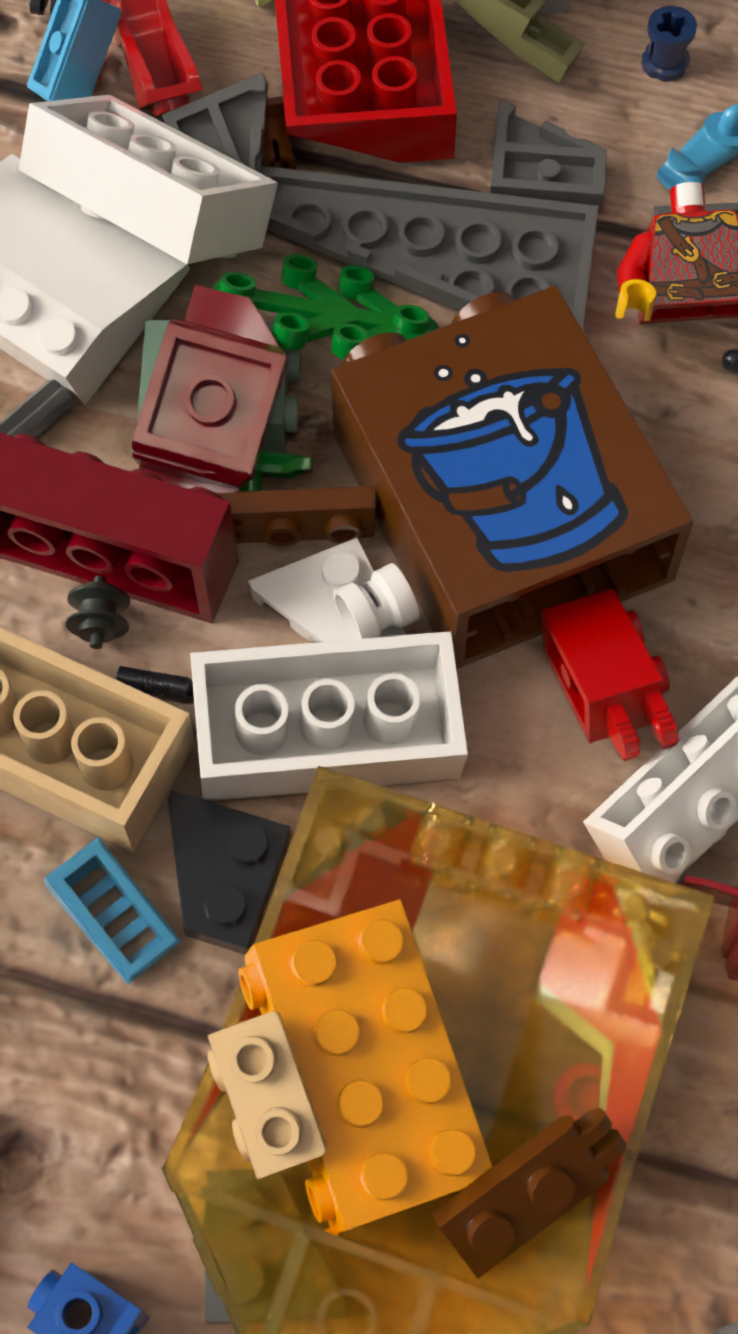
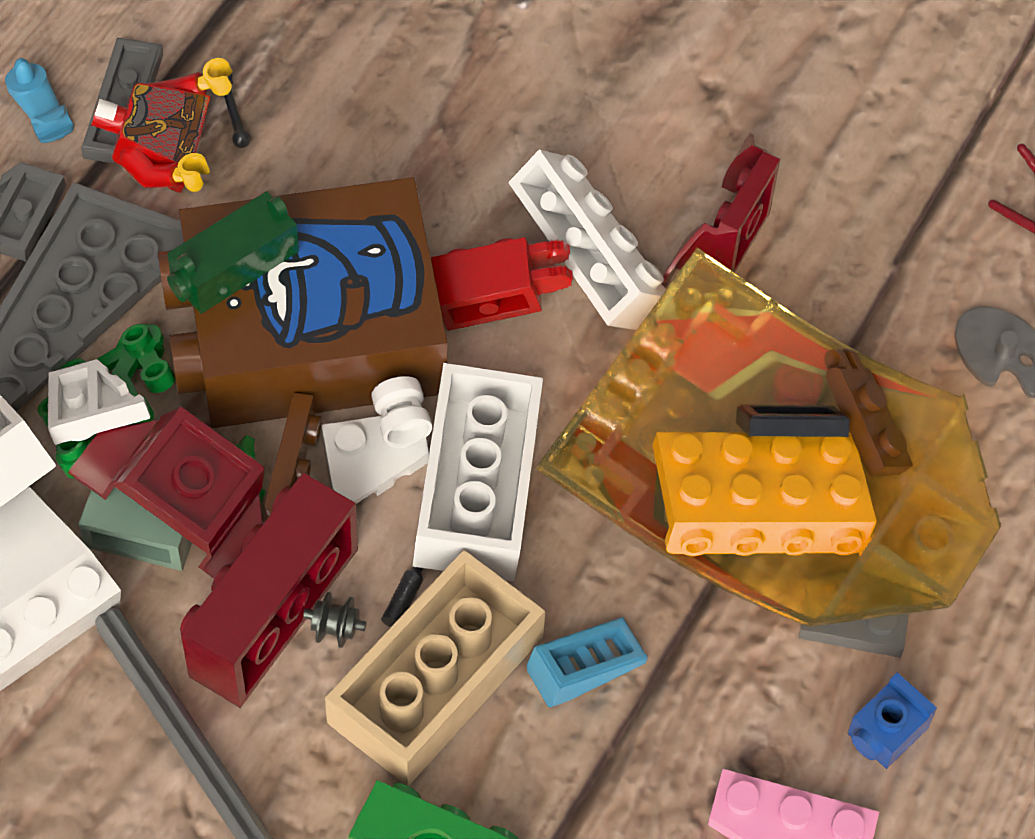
camera: 80 degrees left, 5 degrees down
(224, 869) = (576, 576): black wing -> none
(267, 1093) = (776, 545): tan bracket -> none
(287, 279) = (89, 401): none -> white wing
(477, 1082) = (792, 420): none -> black tile
(495, 342) = (232, 252): none -> dark green brick

